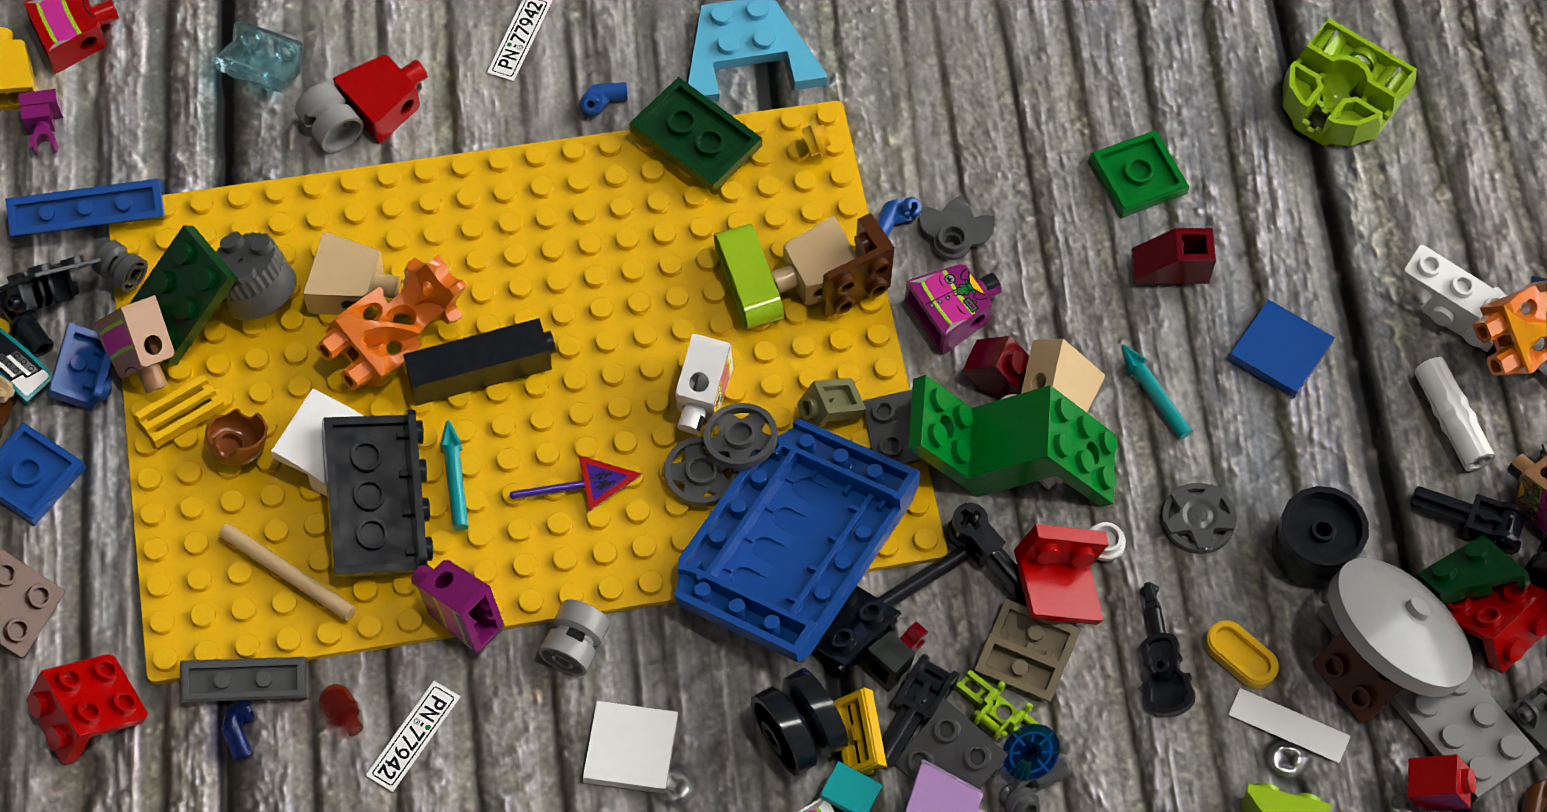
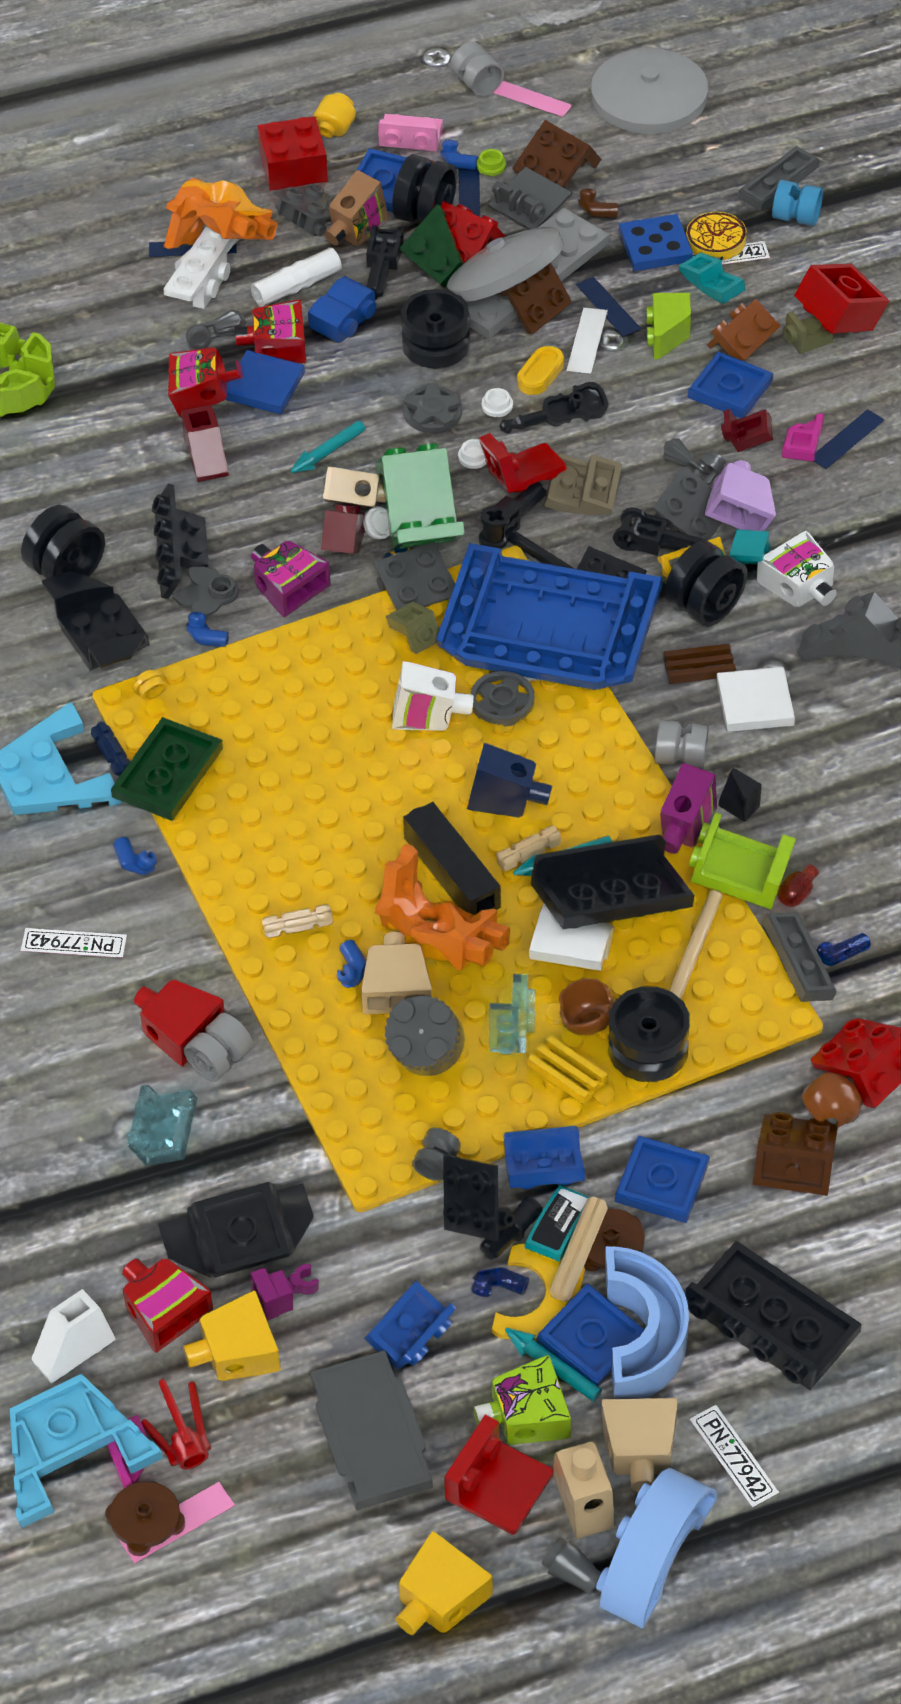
camera: 100 degrees left, 10 degrees down
(41, 647) = (832, 1097): none -> dark orange hair
(85, 207) = (374, 1207): blue fence -> none
(110, 107) = (238, 1229): none -> black piece
(137, 342) = (519, 1100): torso -> none
(174, 482) = (648, 1034): none -> black wheel
(188, 287) = (465, 1076): dark green plate -> none
(238, 361) = (513, 1021): none -> clear light blue bracket
(384, 649) = (739, 864): none -> lime panel
(389, 252) = (355, 967): none -> blue arm
(413, 736) = (805, 842): white sticker -> none
(458, 213) = (297, 920): none -> tan axle
(477, 444) = (528, 847): none -> tan axle
(485, 686) = (740, 795): none -> black slope
(556, 429) = (505, 783): none -> dark blue torso
(599, 480) = (543, 764): piece -> none
(707, 670) = (698, 659): none -> reddish brown tile
(740, 436) = (470, 667): dark grey wheel -> none
(748, 276) = (306, 701): lime beam -> none
(754, 102) = (110, 747): none -> dark blue axle
(812, 256) = (280, 655): tan torso -> none
(864, 276) = (282, 607): reddish brown bracket -> none
(893, 656) = (623, 547): pearl dark grey piece -> none
(929, 121) = (95, 619): none -> black piece
(987, 707) = (641, 494): lime piece -> none
(1031, 752) = (668, 458): piece -> none
(1034, 89) = (62, 543): none -> black wheel
(1034, 217) = (179, 540): none -> black bracket
(1138, 173) = (116, 489): green tile -> none
(1188, 588) = (497, 402): none -> white plate
(1283, 270) = (199, 378): none -> red torso
(1350, 769) = (603, 300): none -> dark blue sticker
(1356, 373) = (276, 331): none -> red torso
(1366, 293) = (199, 336): none -> dark grey piece
(1384, 450) = (342, 309): none -> blue brick
(1440, 783) = (611, 246): red brick -> none

